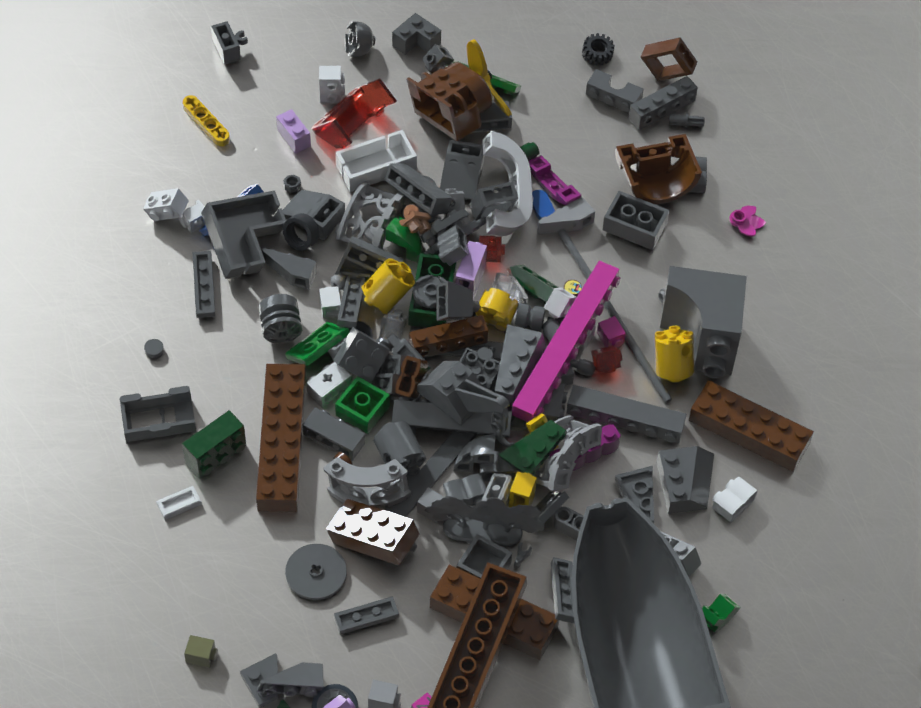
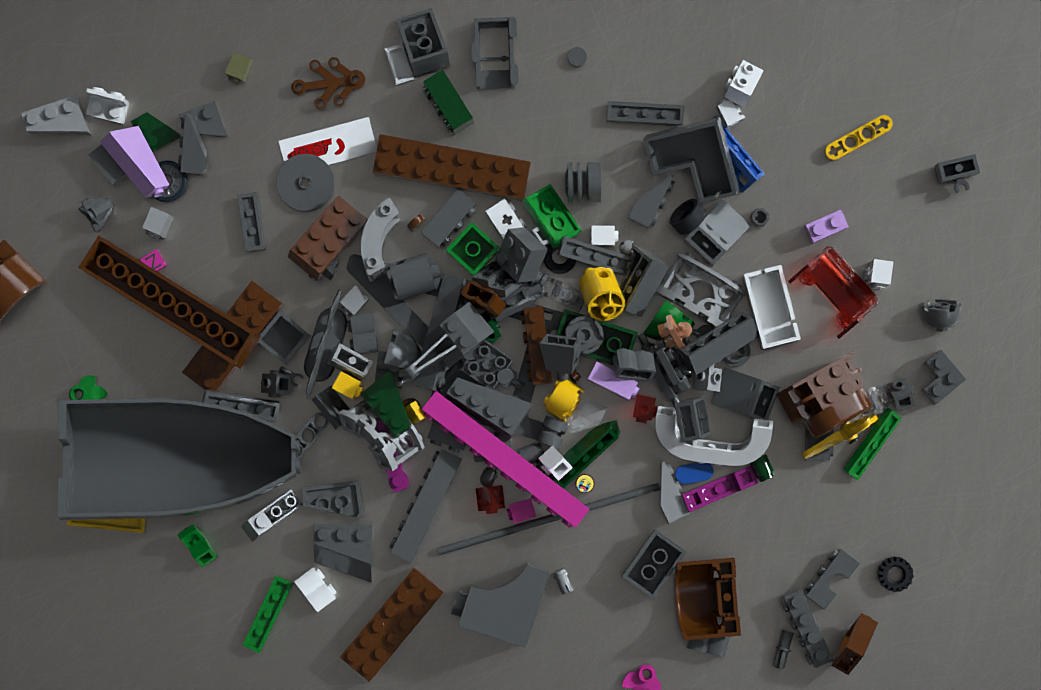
camera: 105 degrees right, 30 degrees up
(153, 480) = (423, 42): none -> dark grey slope
(206, 561) = (332, 82): none -> reddish brown plant
(270, 554) = (333, 143): none -> white sticker
(534, 563) = (276, 384): none -> dark grey brick
(674, 354) = (477, 564): yellow cylinder -> none
(771, 539) = (267, 614): none -> green plate

